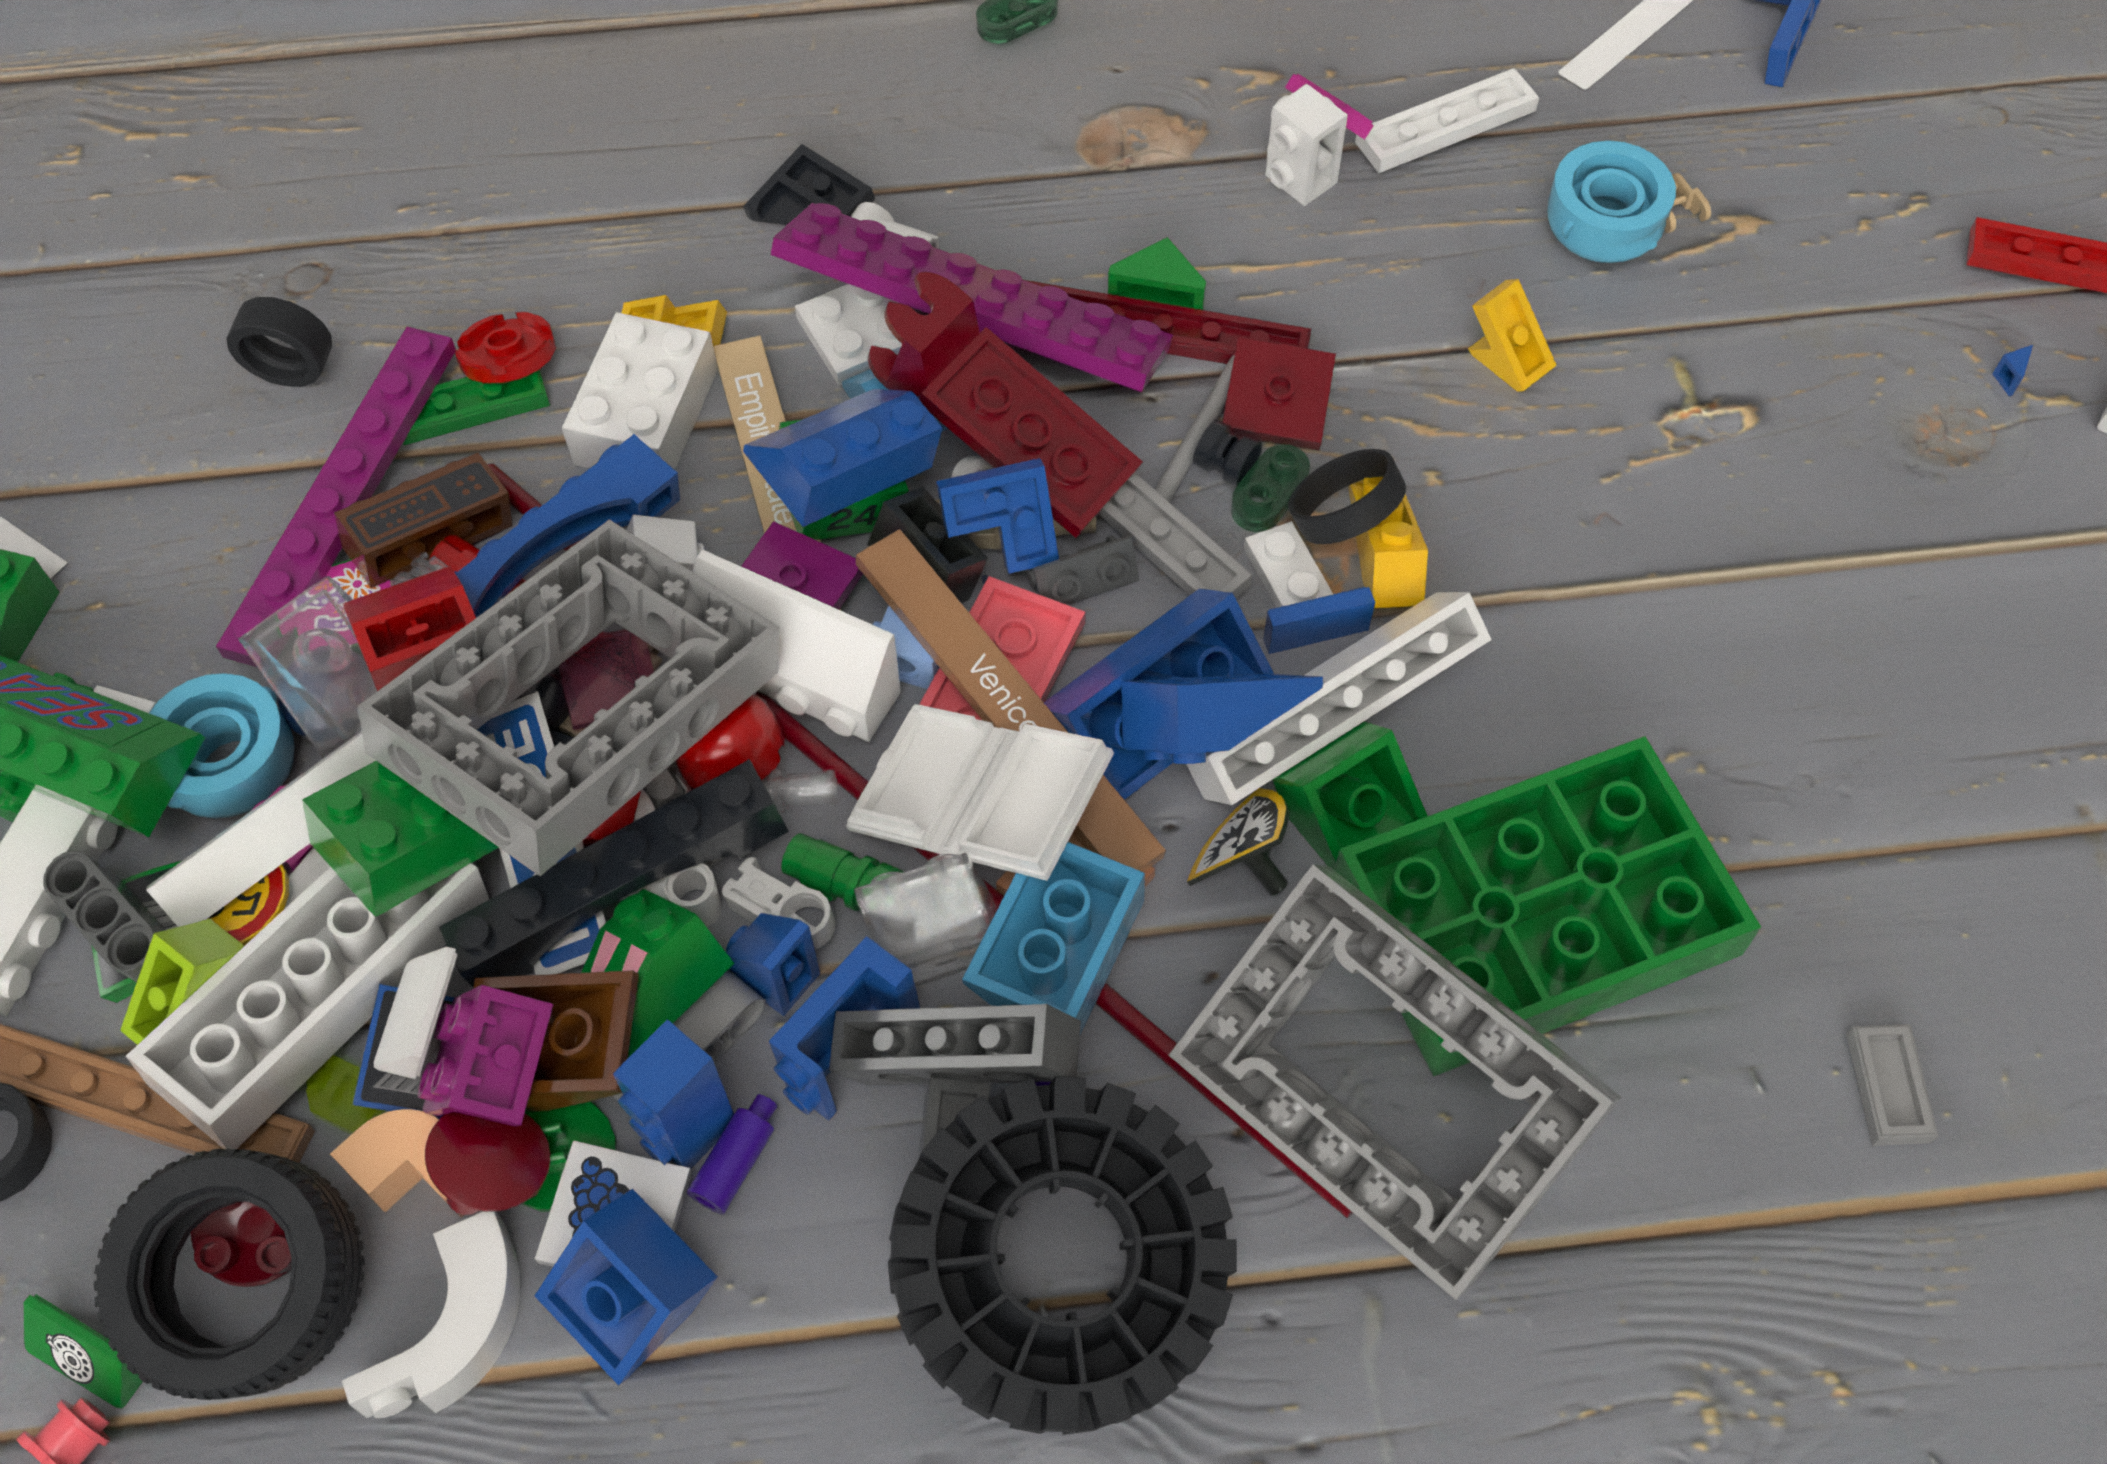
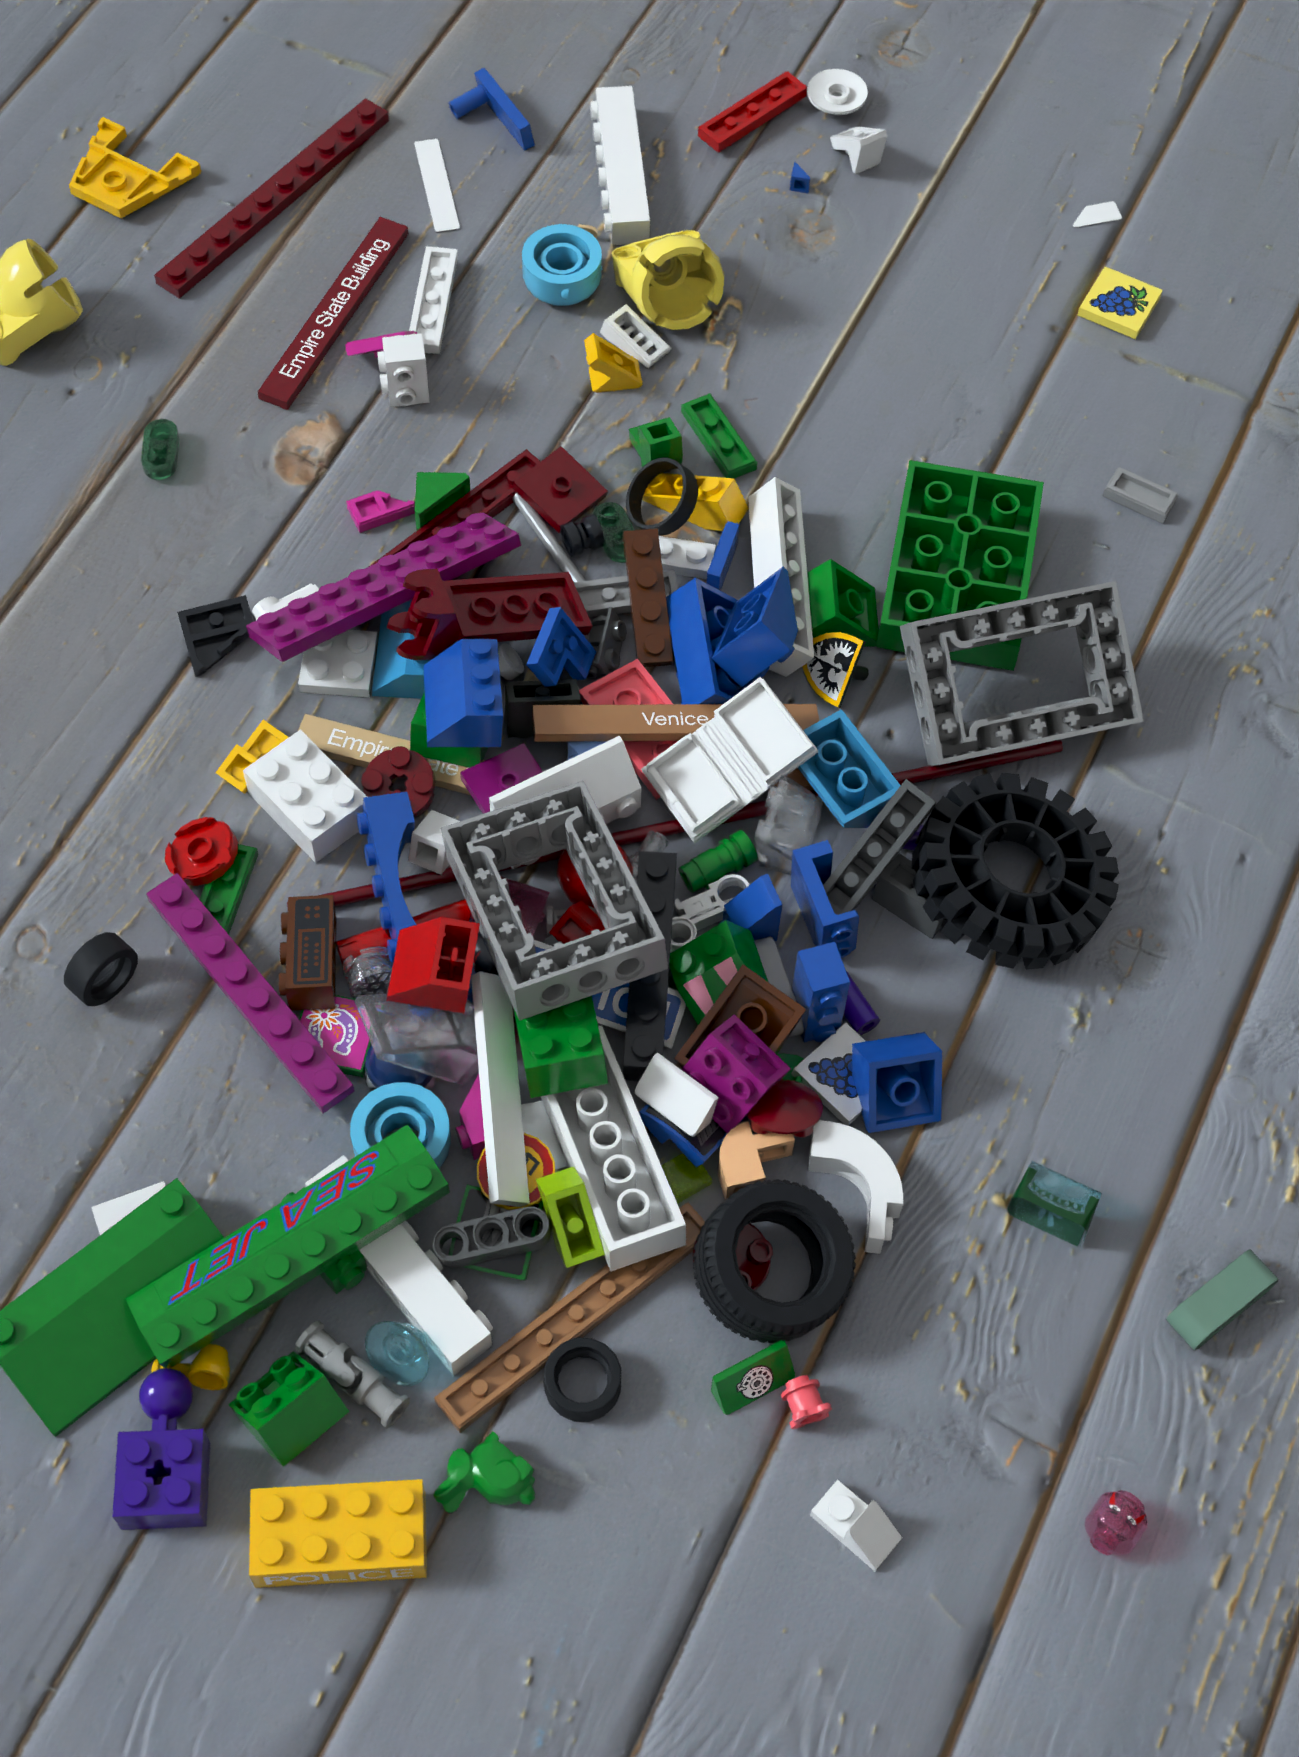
camera: 60 degrees left, 0 degrees up
(702, 460) = (401, 763): none -> dark red plate
(1098, 238) = (377, 509): none -> dark pink tile
(1183, 564) = (647, 597): none -> reddish brown plate
(1348, 48) = (332, 313): none -> dark red tile
(1426, 447) = (657, 441): none -> green brick
(1515, 515) = (719, 437): none -> green tile
(1590, 308) = (629, 319): none -> white slope
(1684, 330) = (670, 278): none -> light yellow piece
(1832, 178) = (621, 165): none -> white brick

